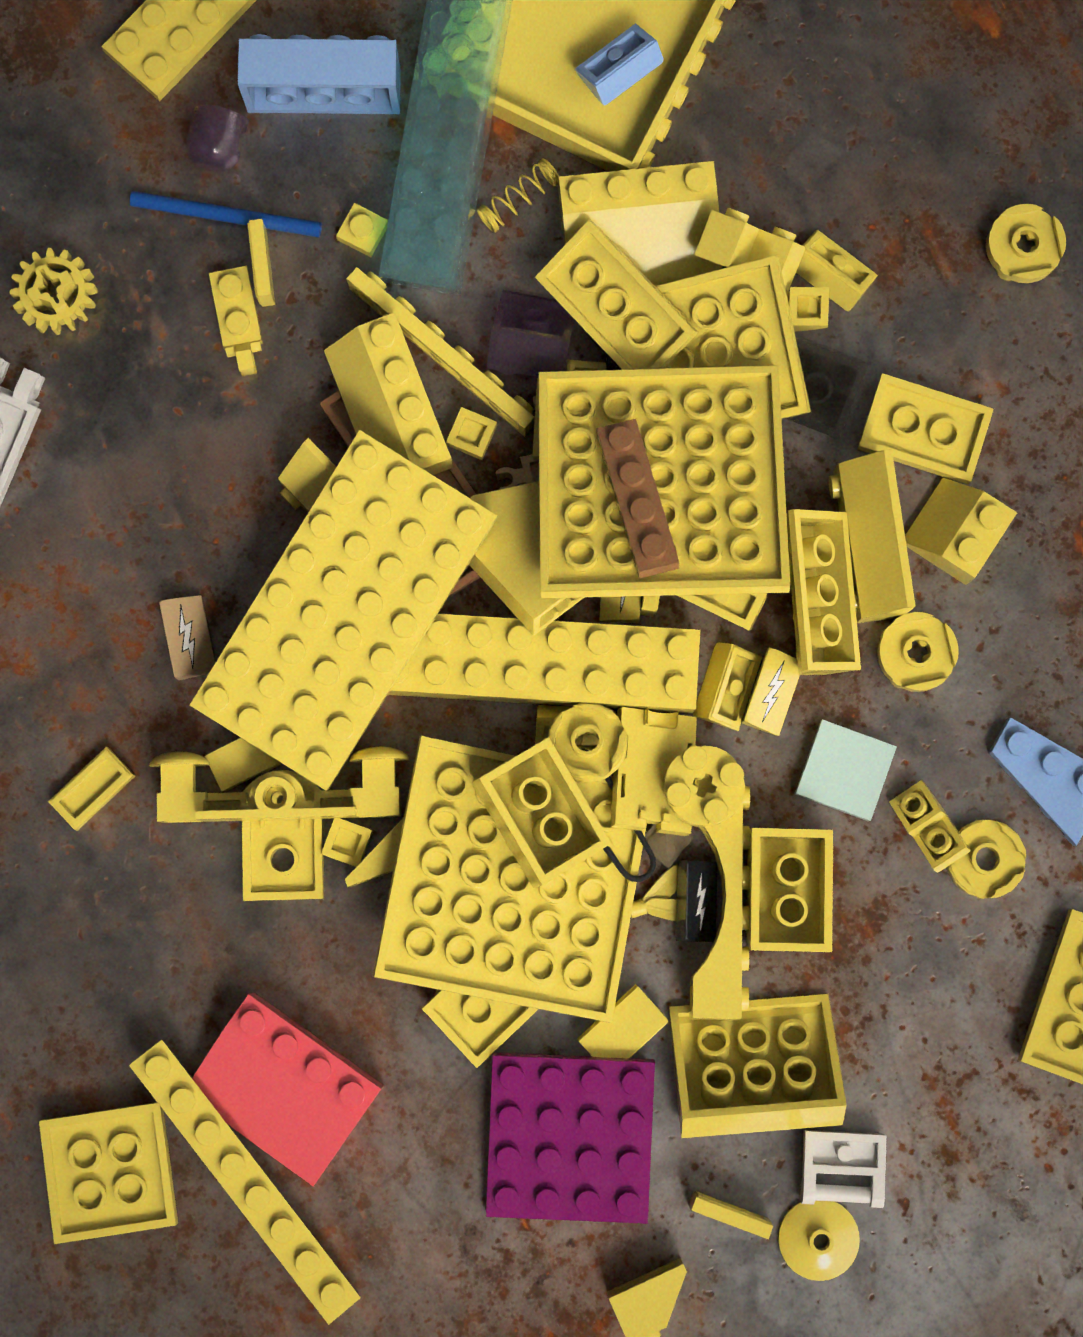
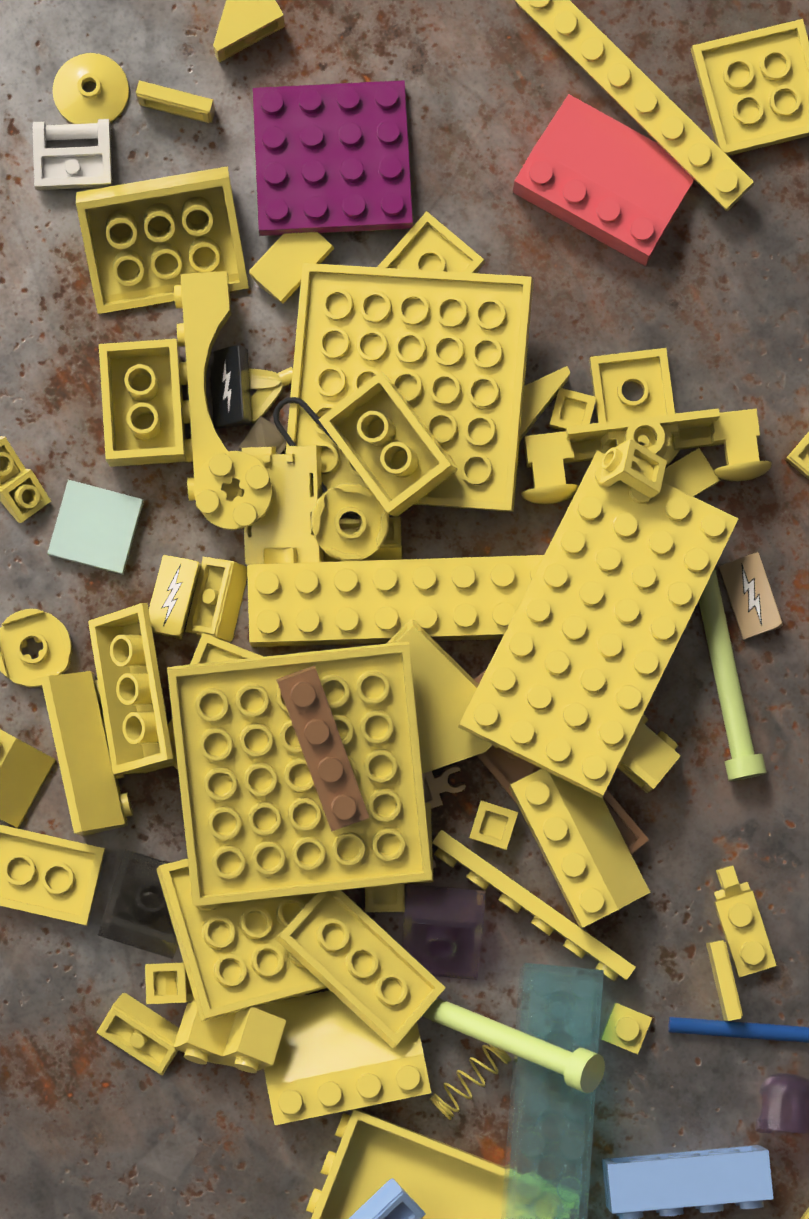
camera: 175 degrees right, 0 degrees up
(215, 470) = (744, 760): none -> yellowish green piece
(290, 762) = (635, 467): none -> light yellow bracket
(411, 163) = (580, 1068): none -> yellowish green piece

